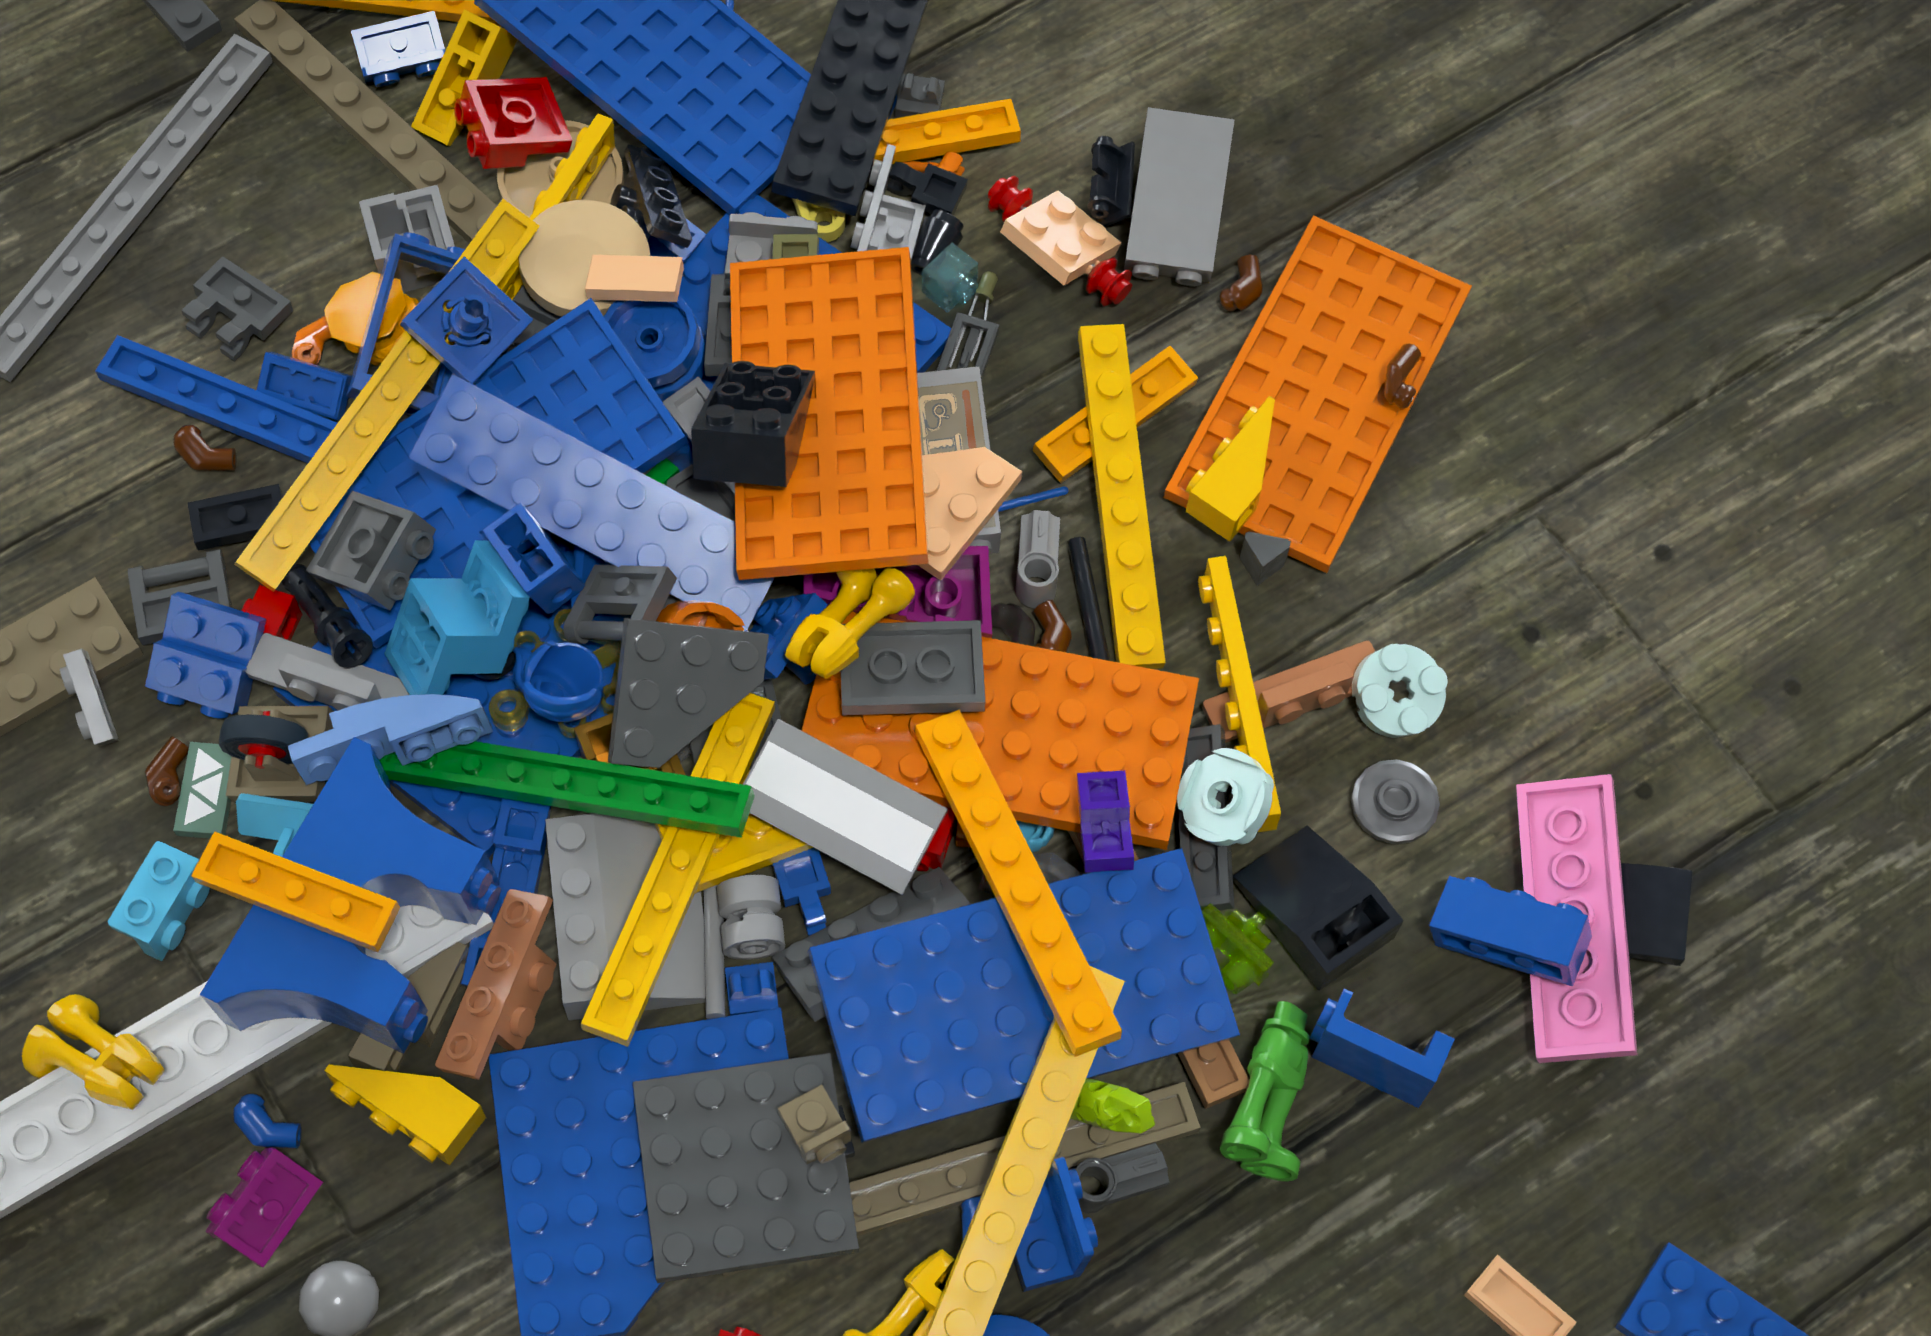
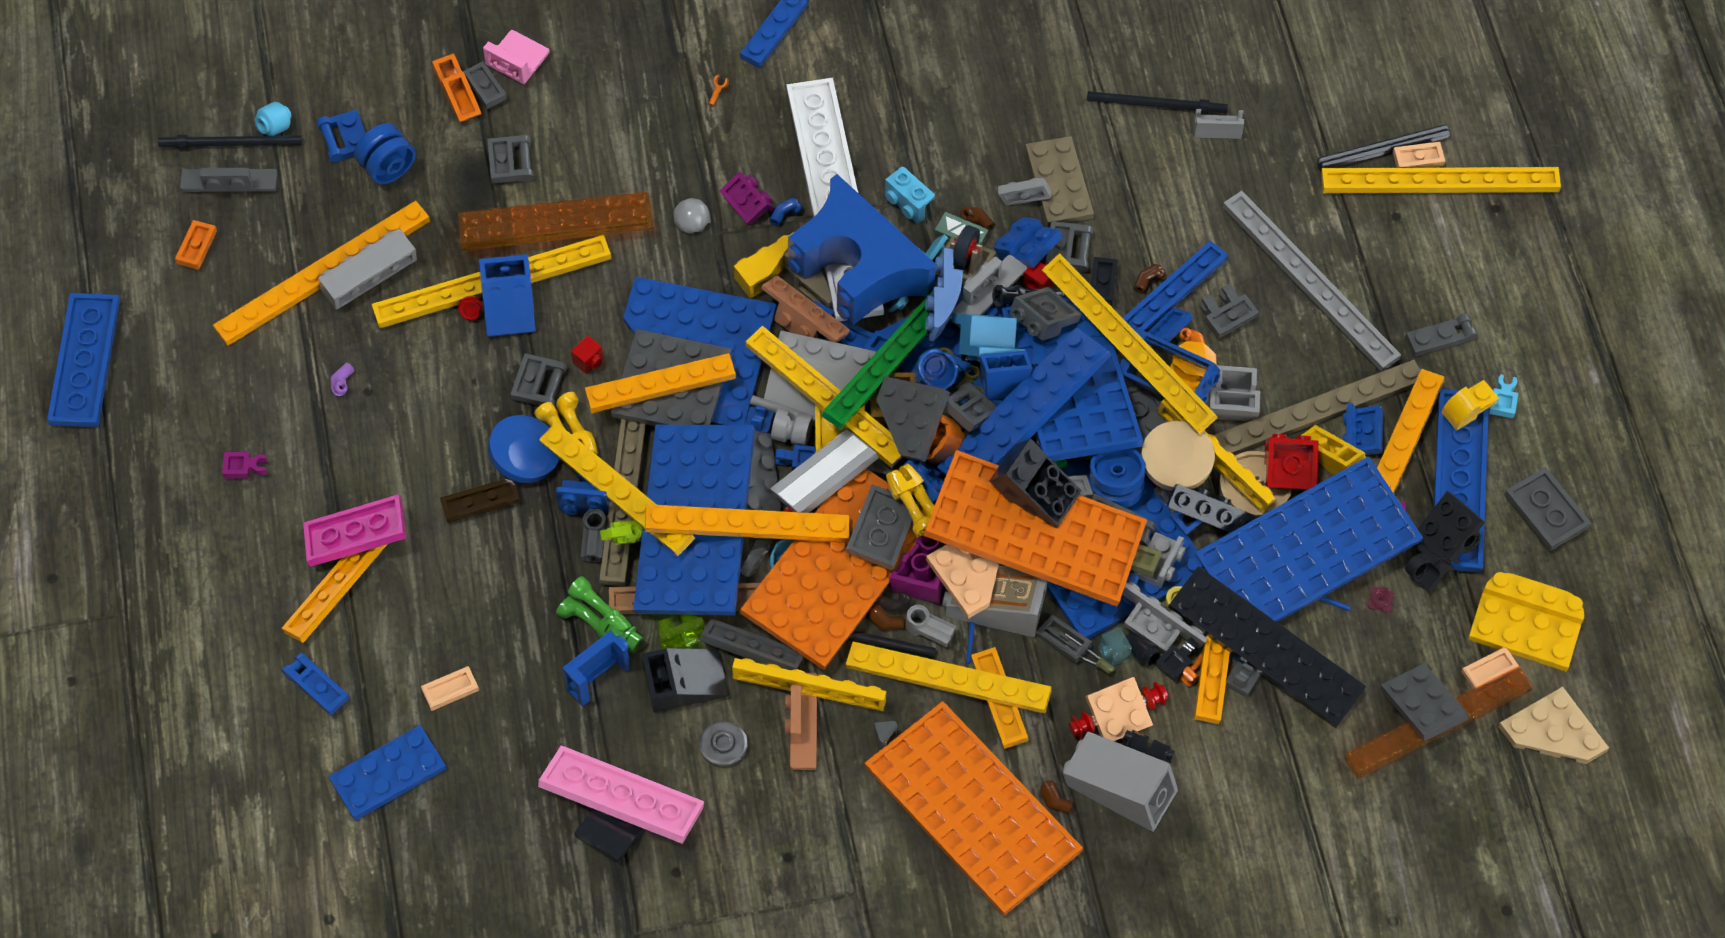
camera: 115 degrees right, 5 degrees down
(110, 1073) = (829, 151): yellow piece -> none
(296, 891) = (865, 217): light orange plate -> none
(477, 311) = (1144, 372): blue plate -> none
(634, 278) = (1149, 466): light nougat tile -> none
(770, 1173) = (660, 383): none -> light orange plate
(815, 1126) = (671, 408): dark tan bracket -> none
(1105, 821) = (760, 579): dark purple slope -> none
(1232, 485) = (928, 729): yellow slope -> none
(1250, 801) = (752, 645): light aqua plate -> none
(1374, 697) = (771, 756): light aqua plate -> none
(1397, 371) = (959, 839): reddish brown arm -> none
(1511, 929) = (626, 755): blue brick -> none

